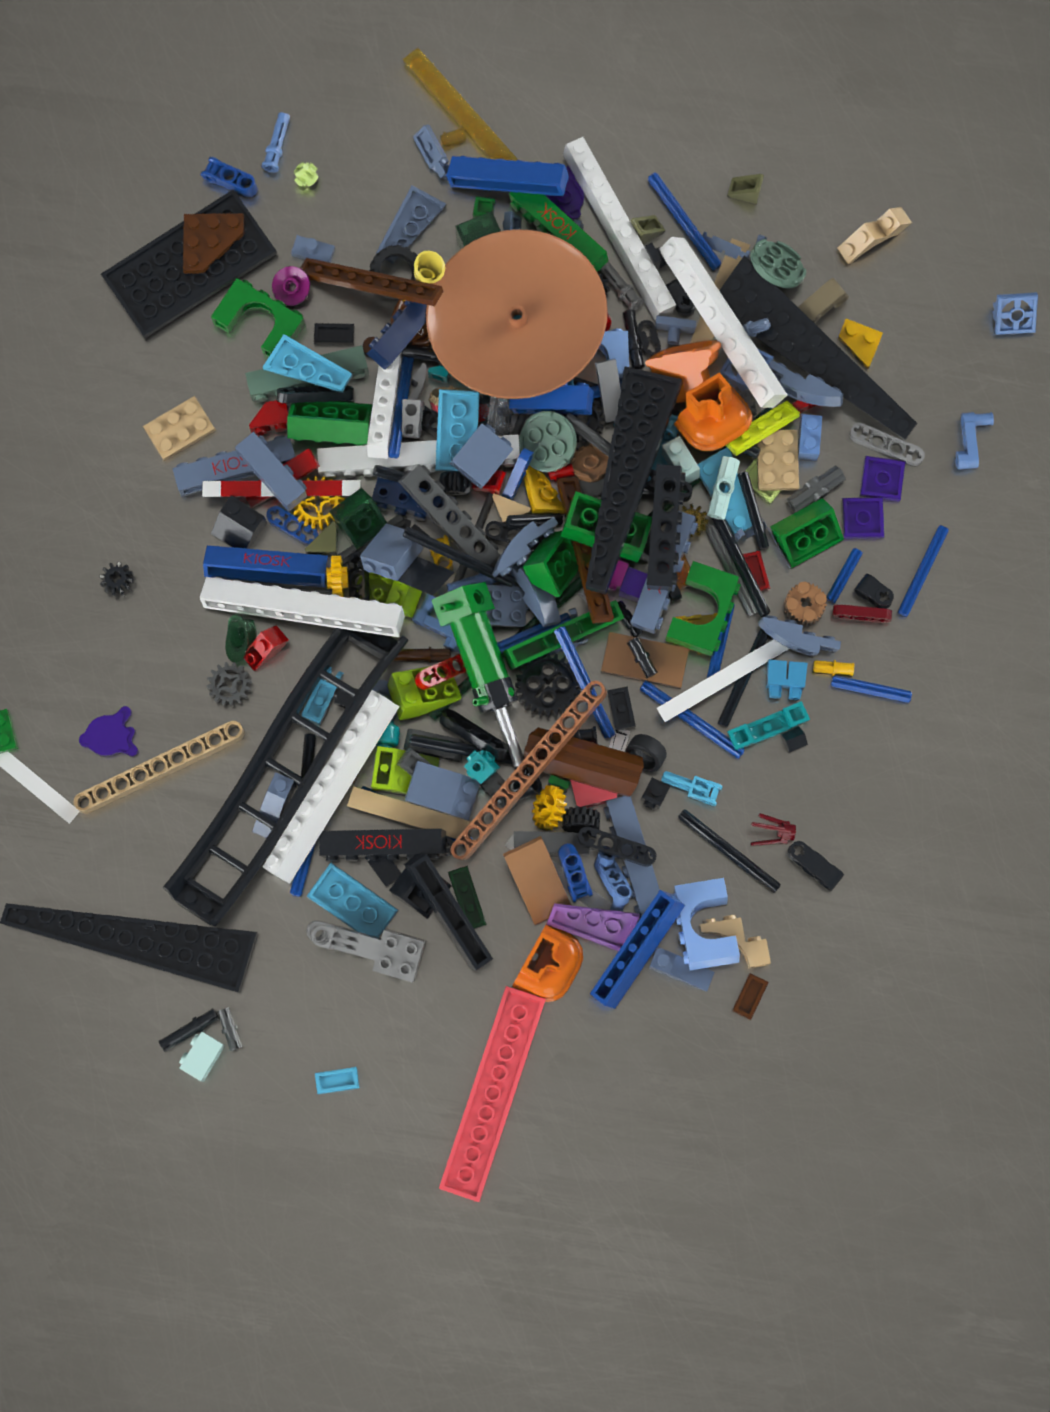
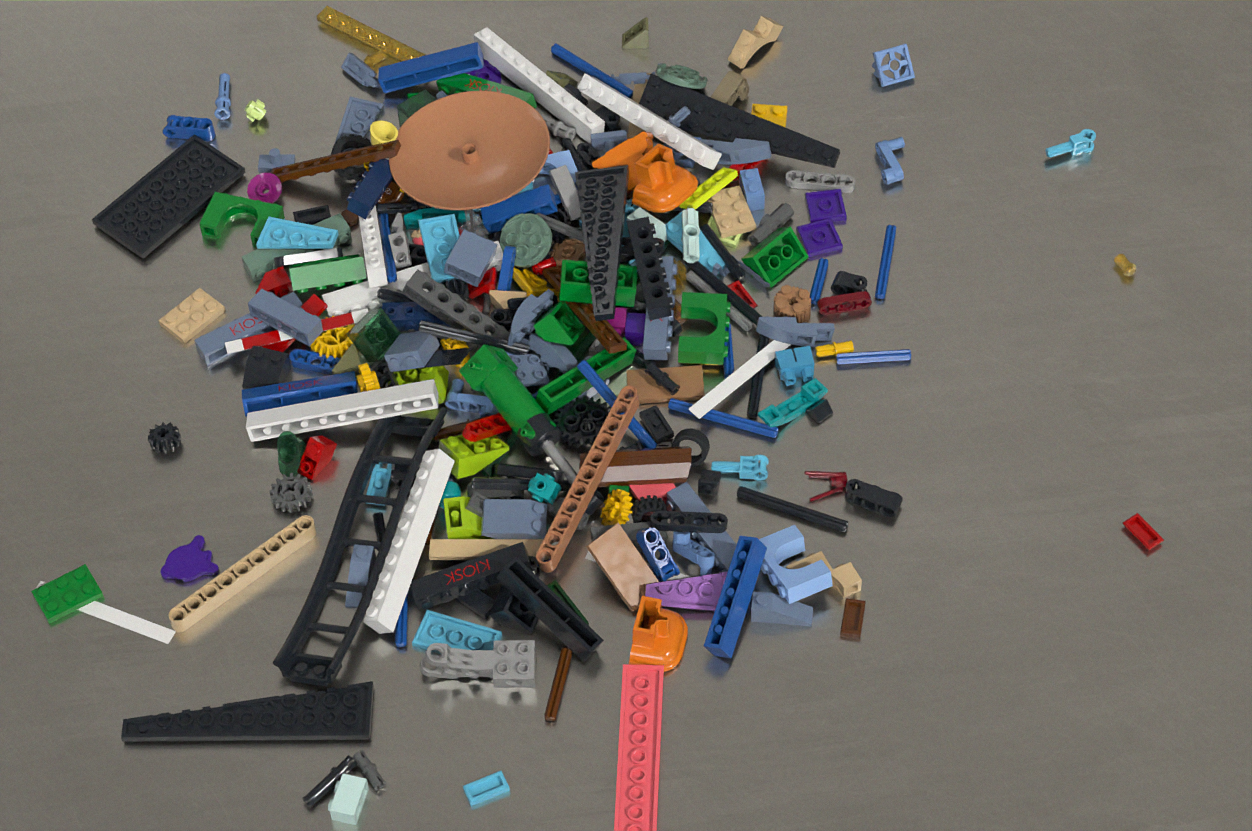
camera: 15 degrees left, 25 degrees down
(209, 238) = (182, 171): reddish brown plate -> none
(437, 986) = (558, 684): none -> reddish brown axle

